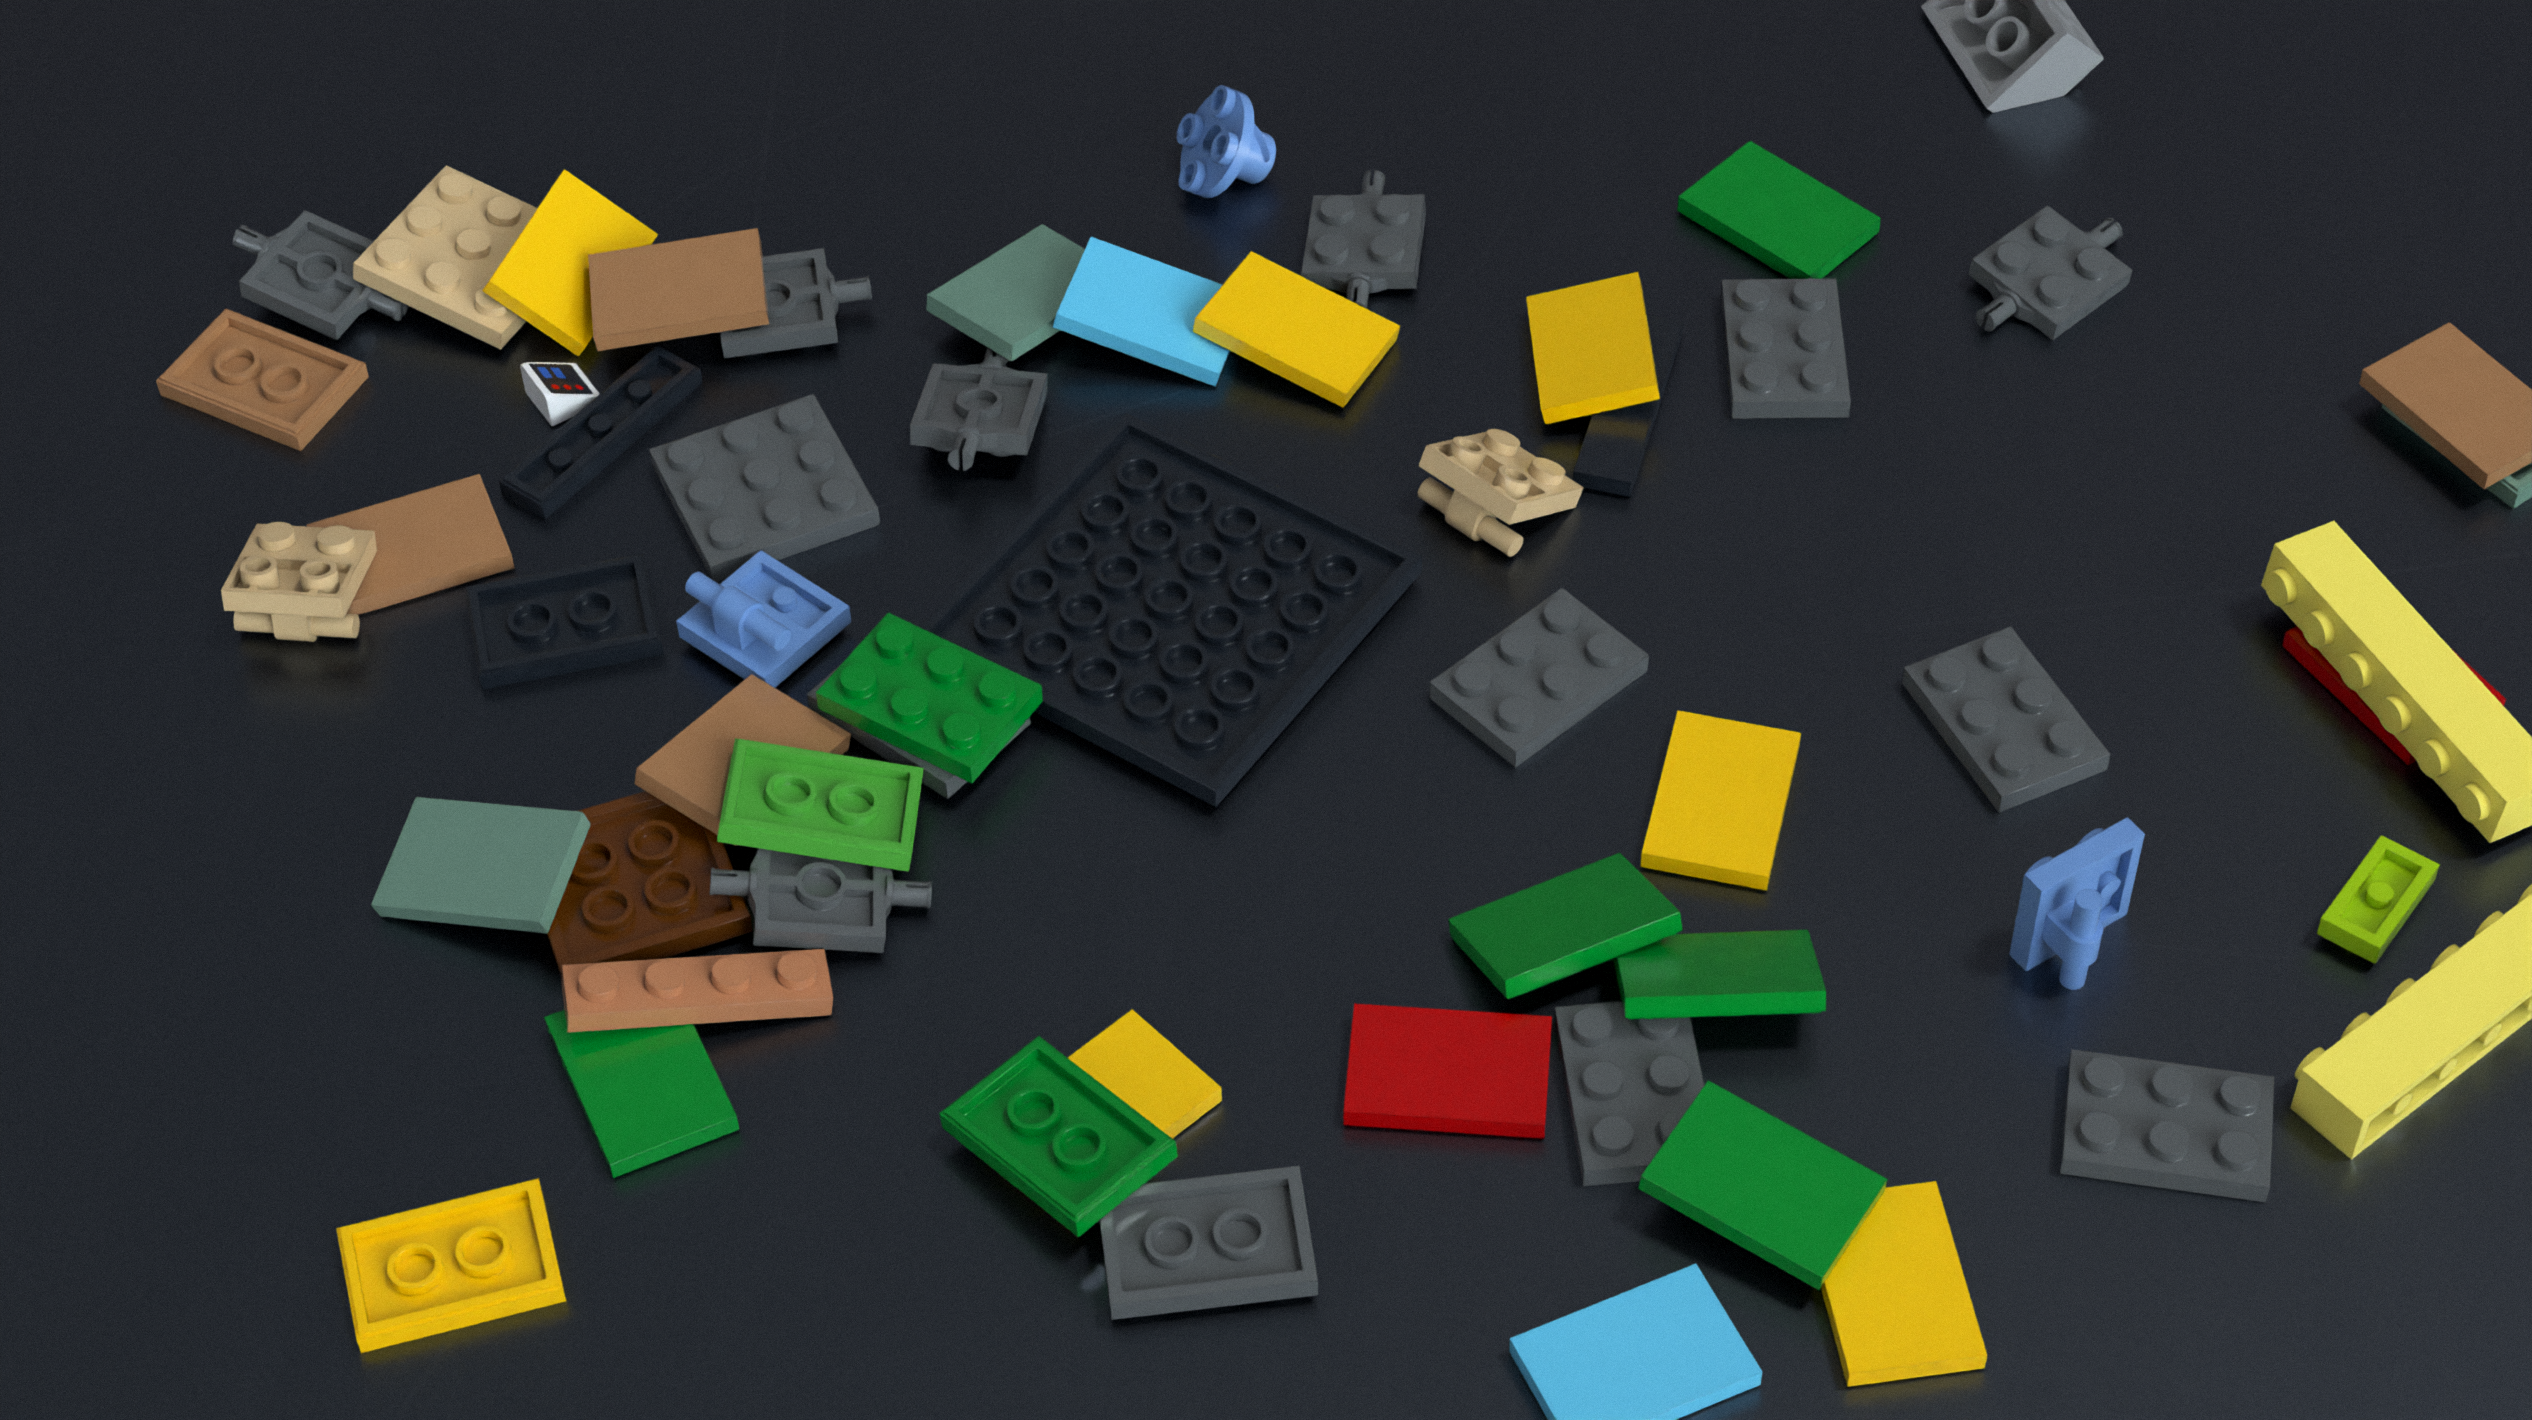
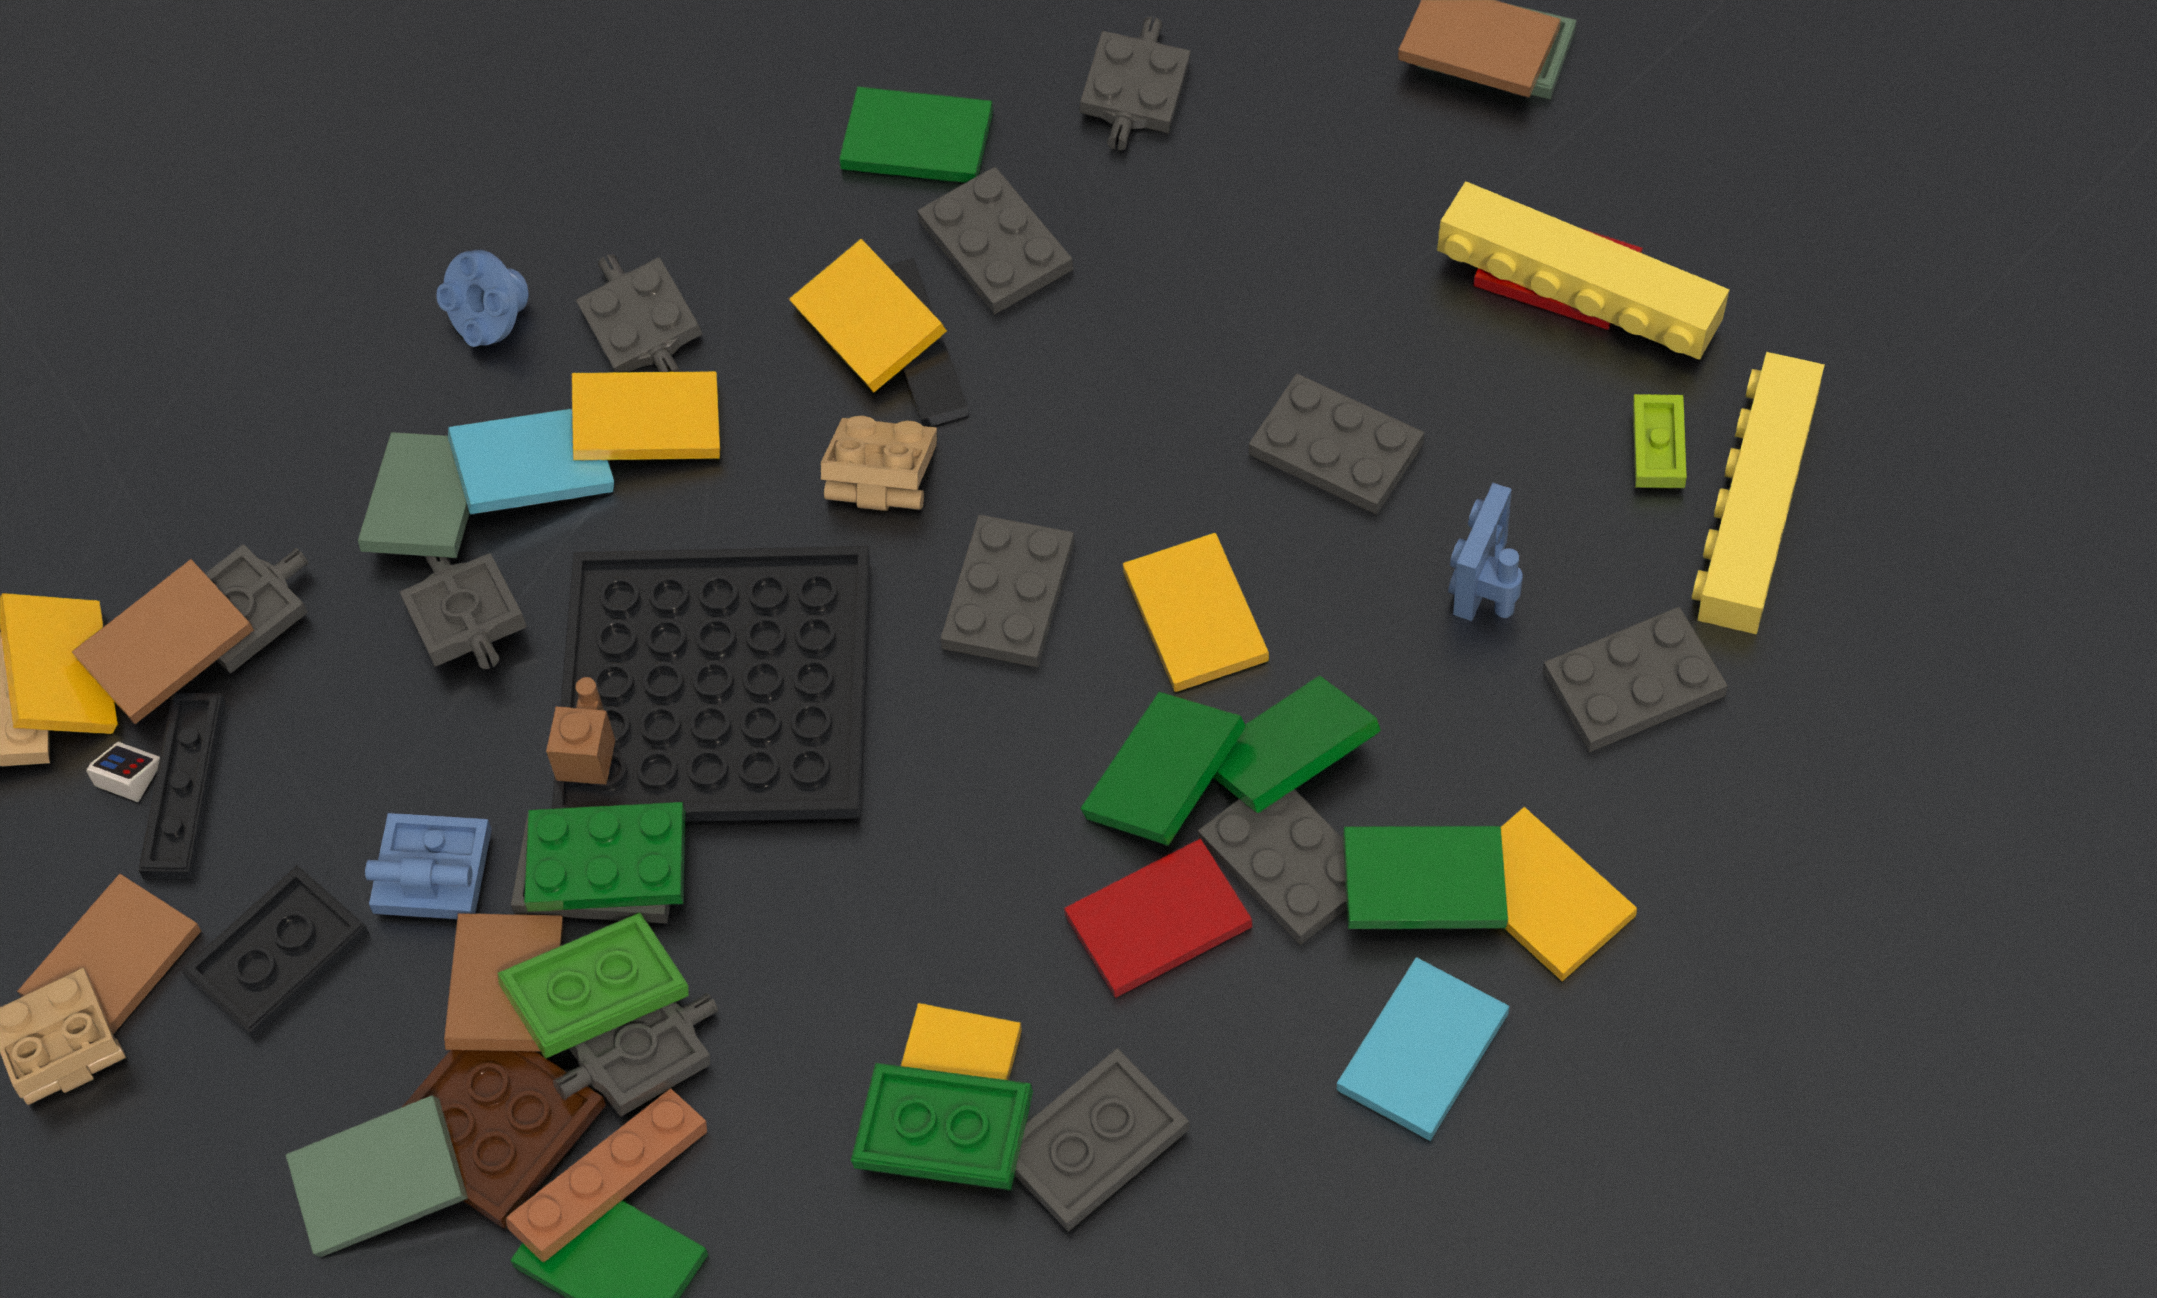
camera: 30 degrees left, 10 degrees up
(764, 486) = (342, 760): dark grey plate -> none
(987, 575) = (581, 738): none -> medium nougat brick

